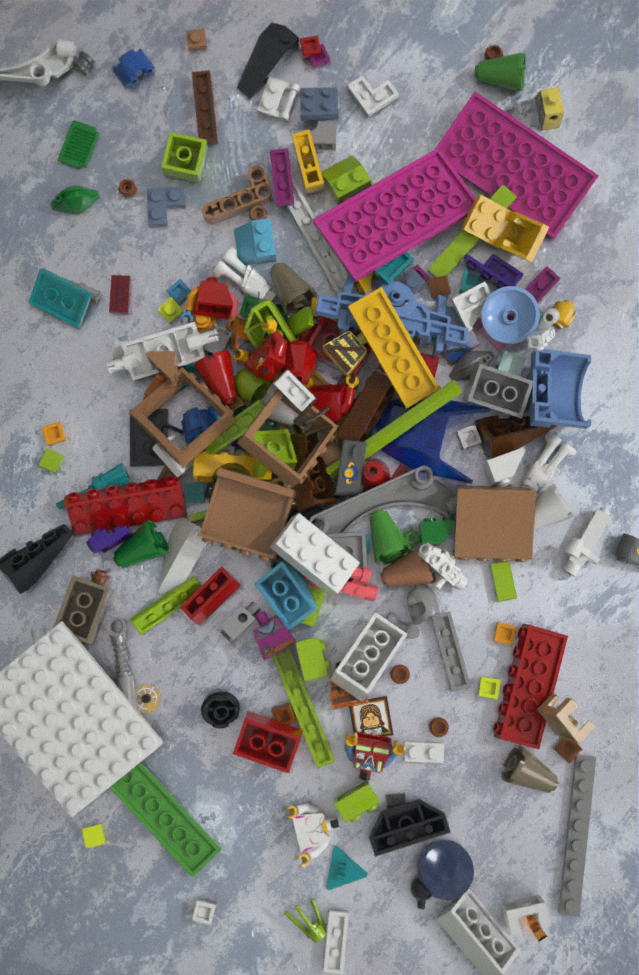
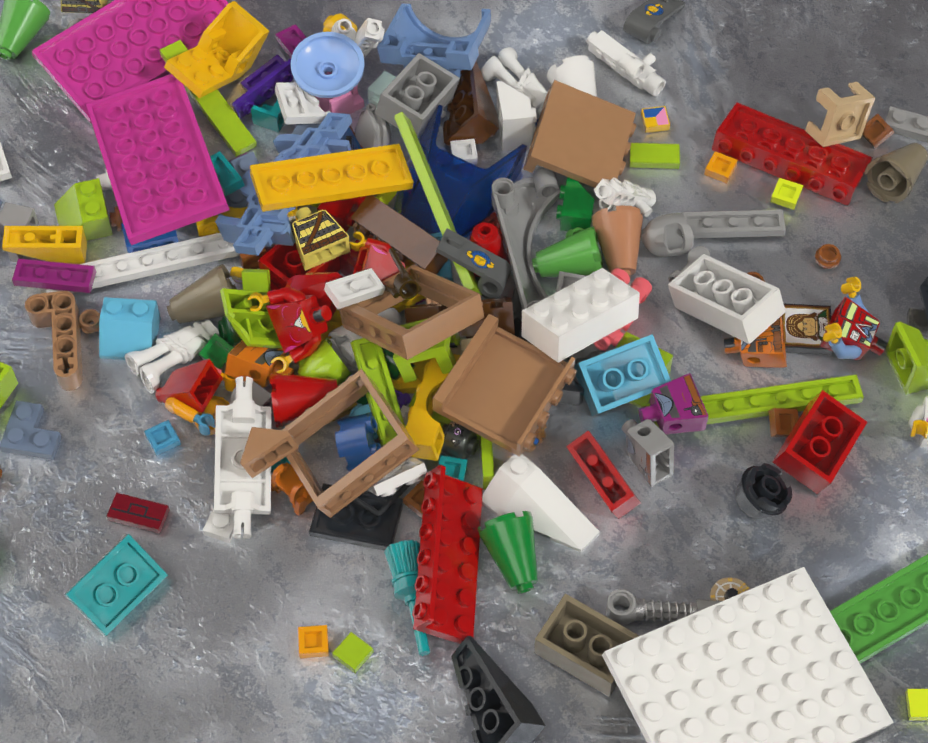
camera: 75 degrees left, 25 degrees down
(99, 577) = (541, 616): dark orange plate -> none
(103, 540) = (493, 588): dark purple plate -> none
(164, 606) = (603, 537): lime tile -> none
(170, 310) = (184, 453): neon yellow plate -> none
(312, 659) = (716, 365): lime brick -> none
(424, 752) = (863, 269): white plate -> none
(439, 286) = (262, 143): dark orange tile -> none
(539, 575) = (655, 119): none -> tile

